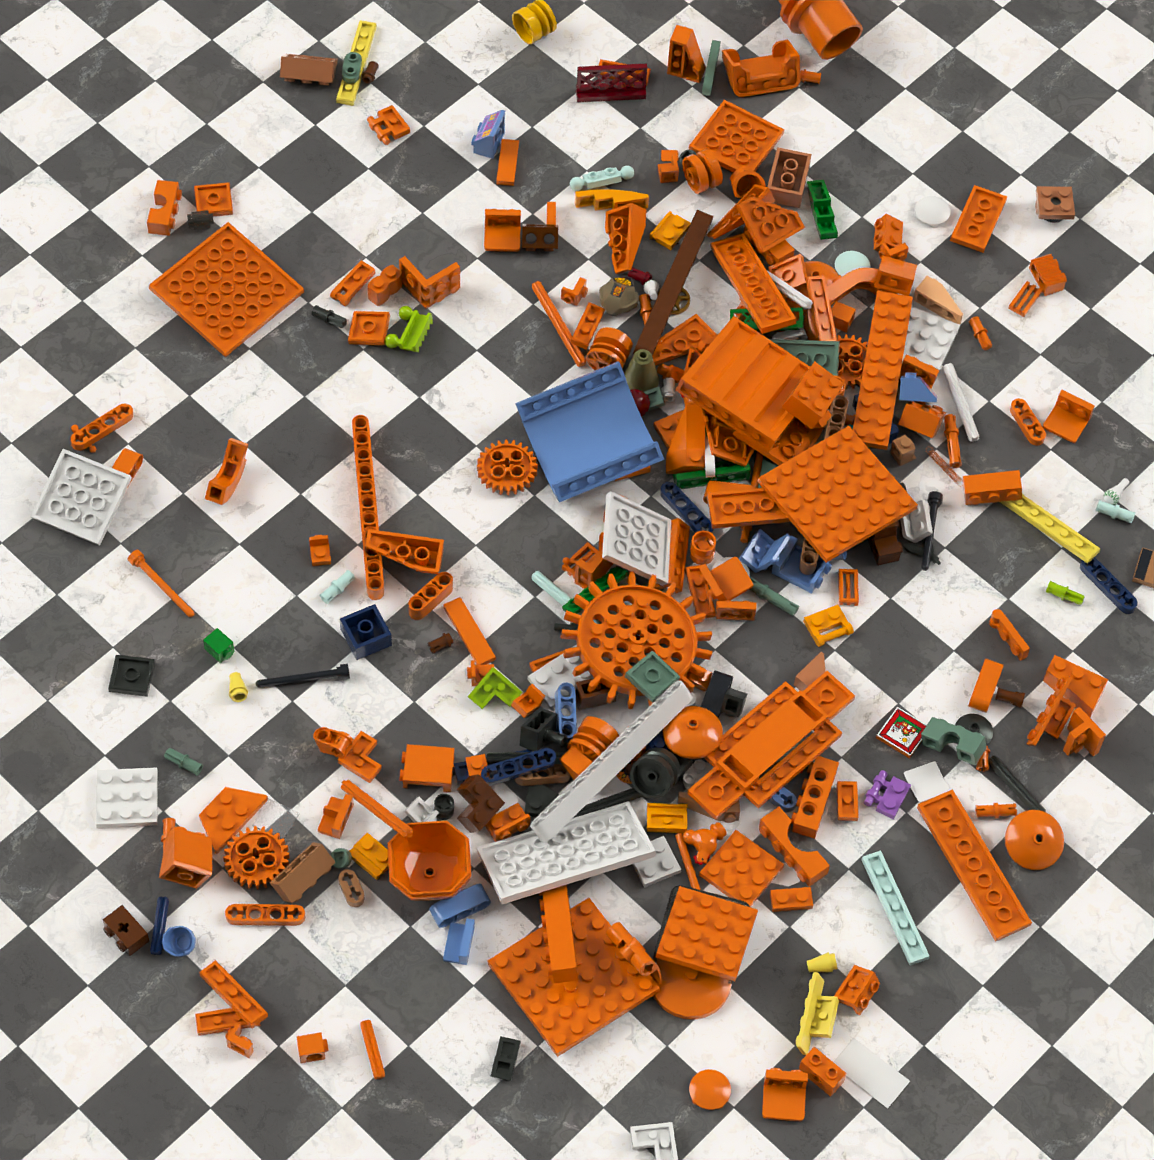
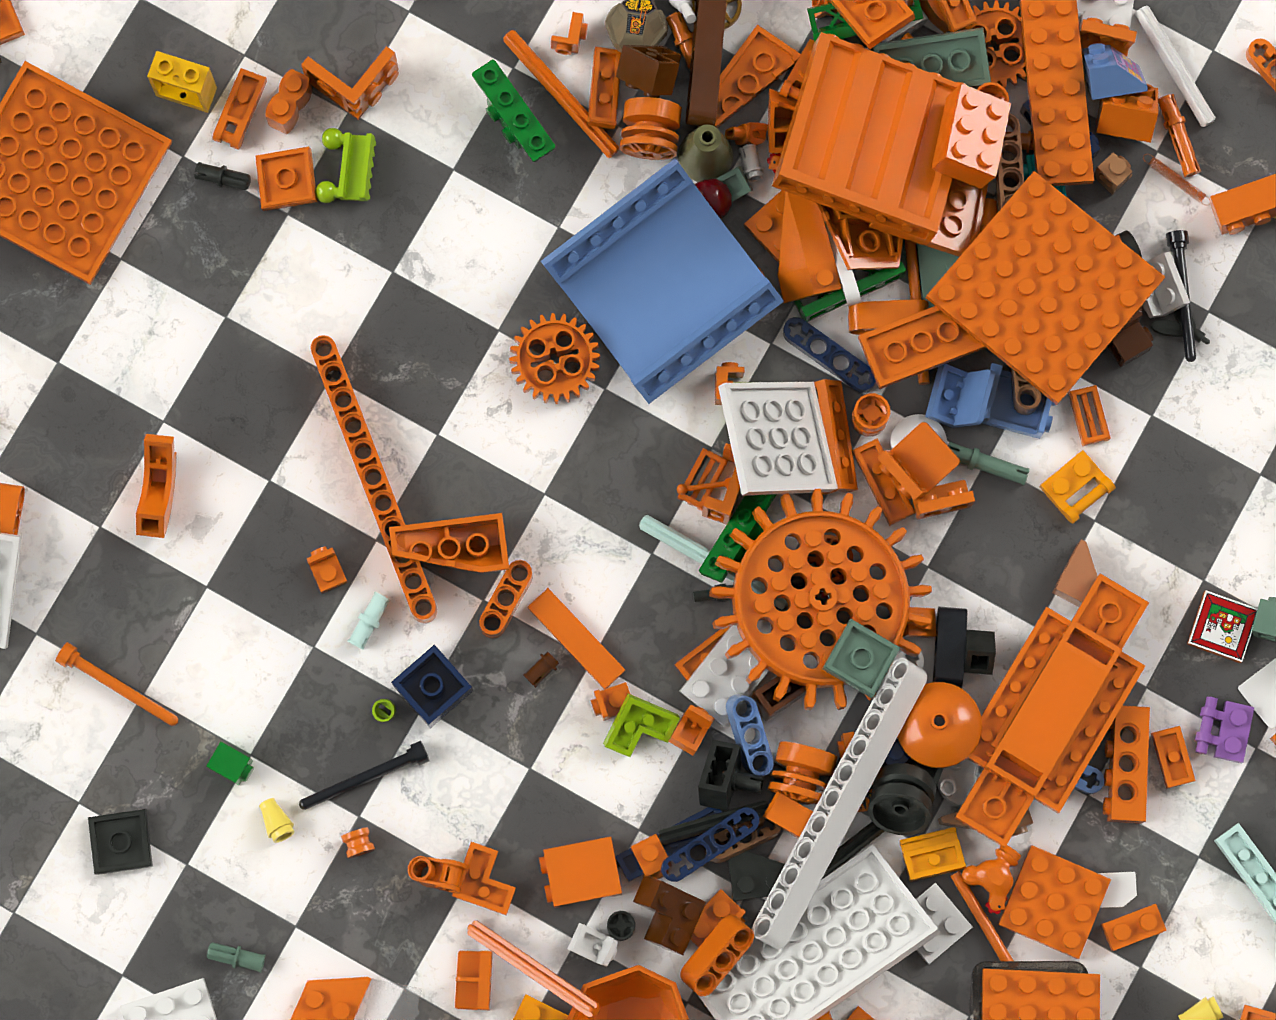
camera: 15 degrees left, 20 degrees up
(286, 713) = (358, 842): none -> orange wheel
(313, 260) = (174, 76): none -> yellow window
(333, 637) = (381, 715): none -> lime hinge
(511, 834) = (717, 955): none -> orange beam
(523, 322) = (512, 112): none -> green bracket
(618, 316) = (649, 69): none -> reddish brown brick
(808, 865) = (1088, 828): orange arch -> none

